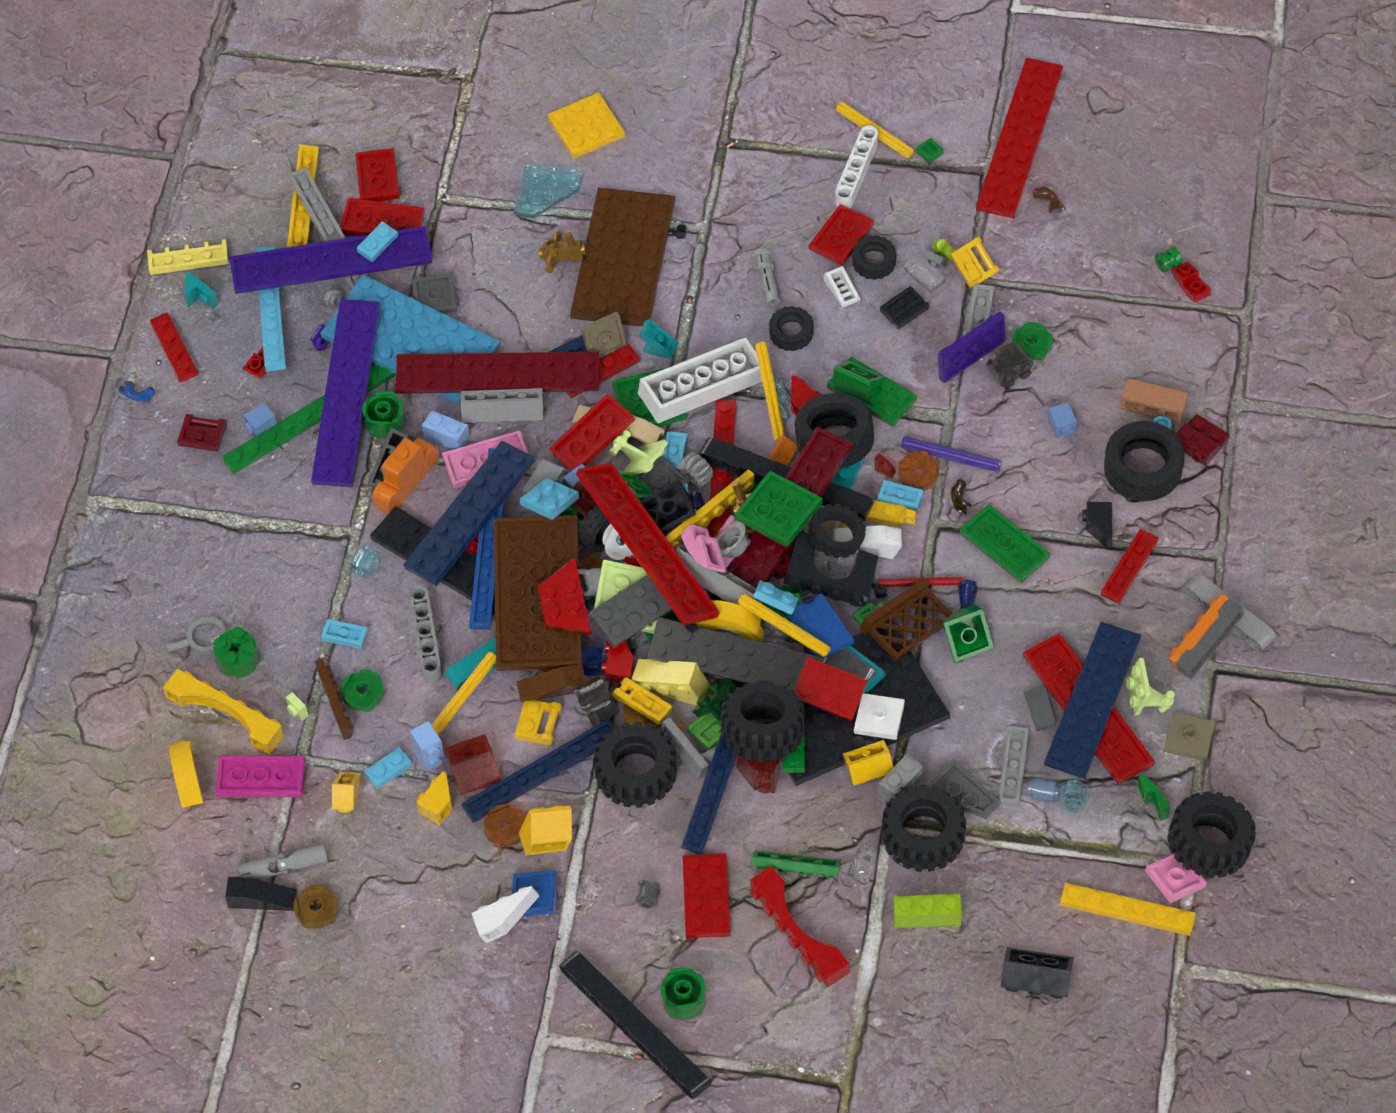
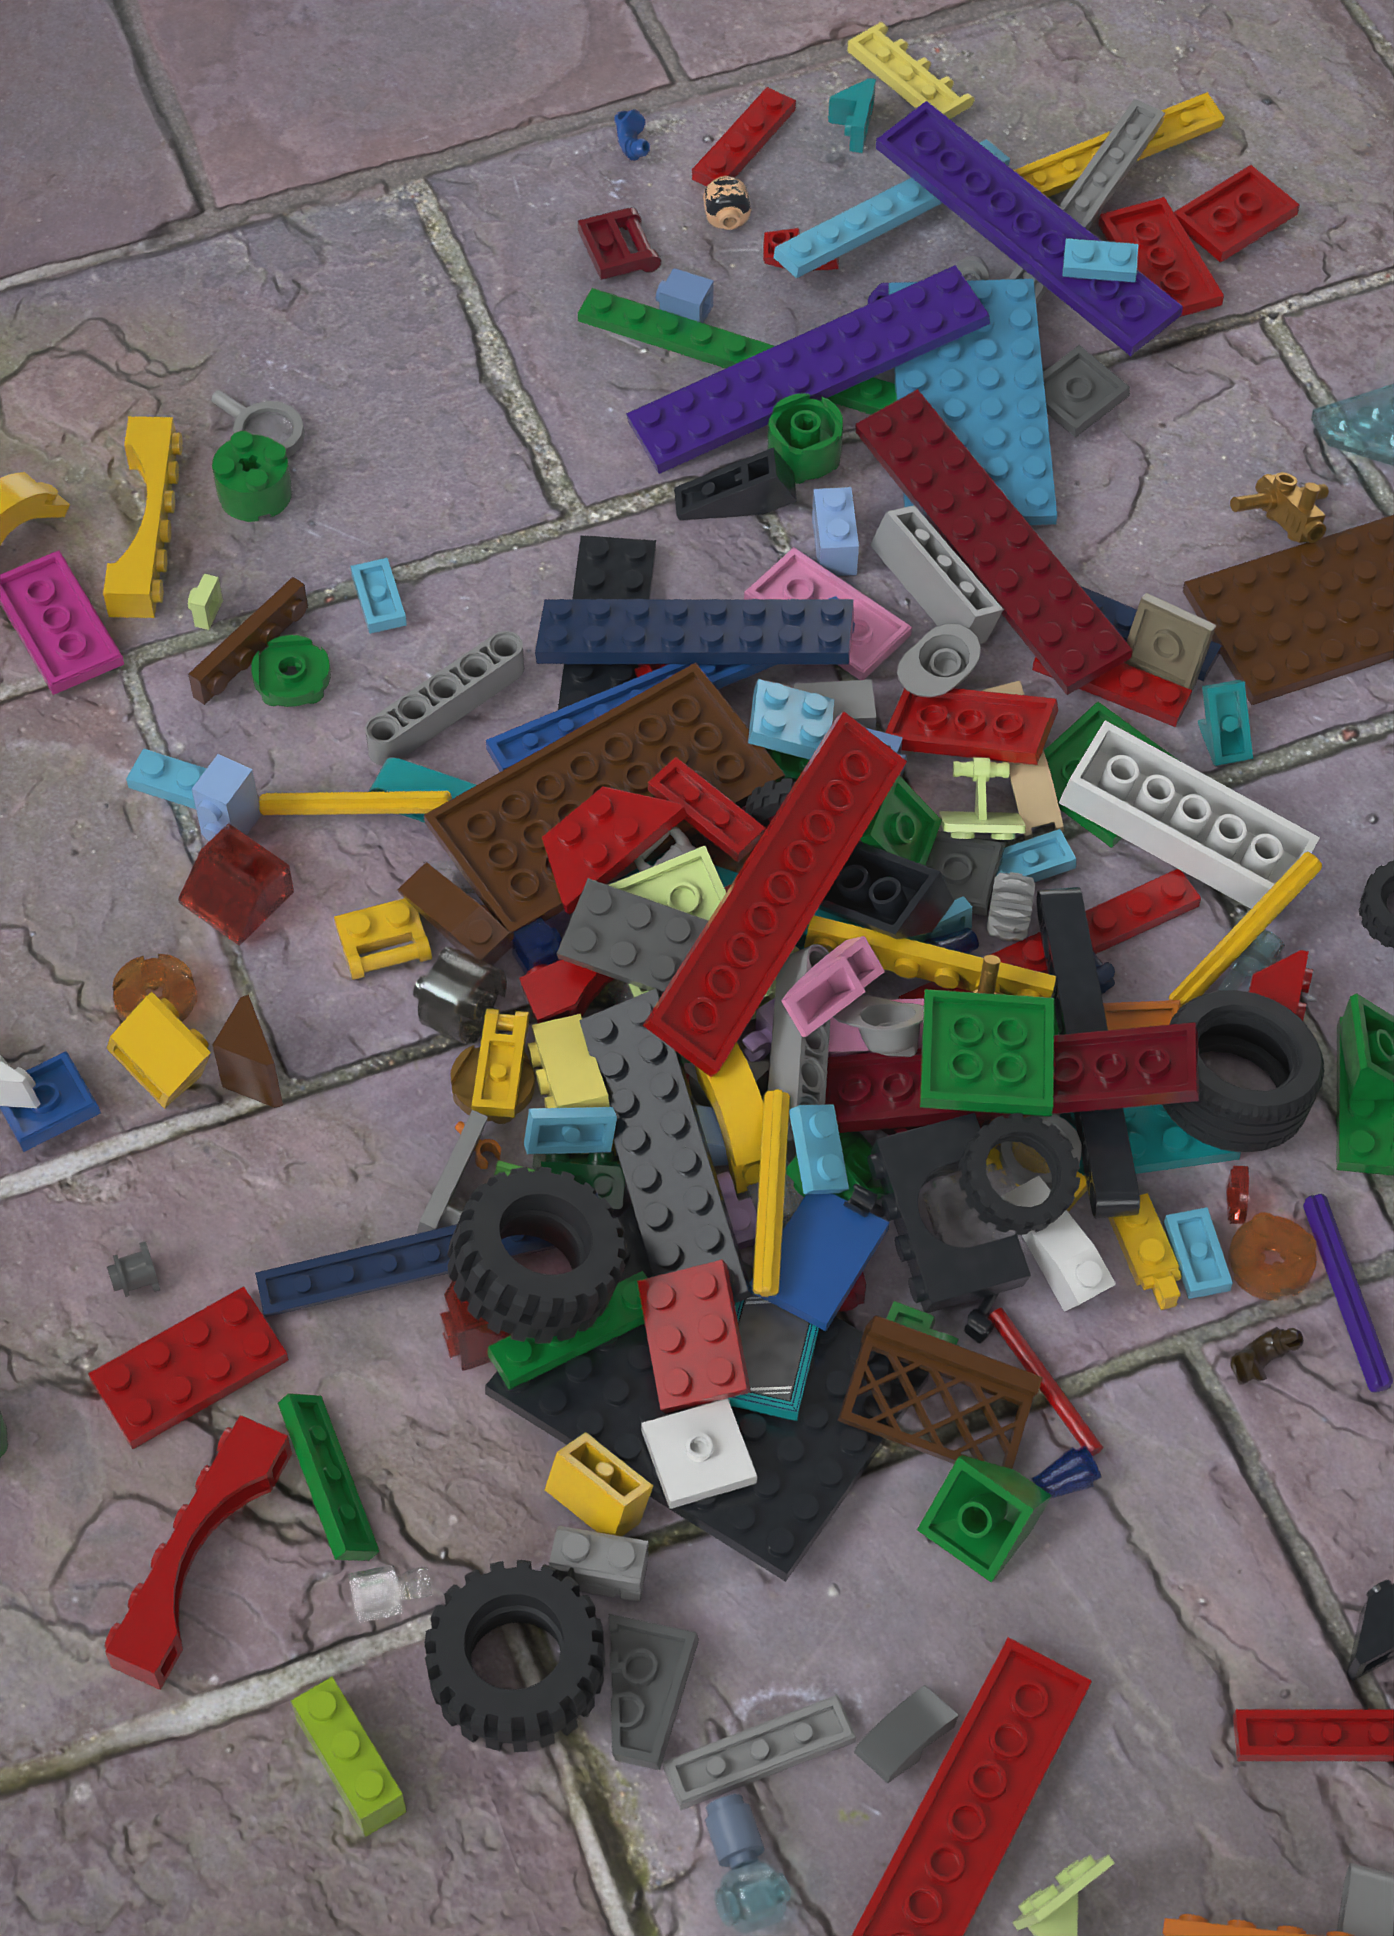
camera: 55 degrees right, 0 degrees up
(212, 374) = (727, 203): none -> head
(345, 791) = (90, 741): yellow slope -> none
(365, 561) = (524, 553): clear light blue head -> none
(403, 472) = (717, 513): orange brick -> none
(436, 801) = (146, 872): yellow slope -> none
(536, 772) = (291, 990): dark blue plate -> none
(551, 427) = (939, 661): none -> light grey piece
(576, 793) = (245, 1058): none -> reddish brown slope
(582, 551) = (707, 809): none -> red plate
(635, 740) = (365, 1070): black tyre -> none
(701, 686) = (570, 1130): none -> medium azure plate
(1005, 543) = (1222, 1483): green plate -> none
(1092, 700) = (981, 1820): dark blue plate -> none

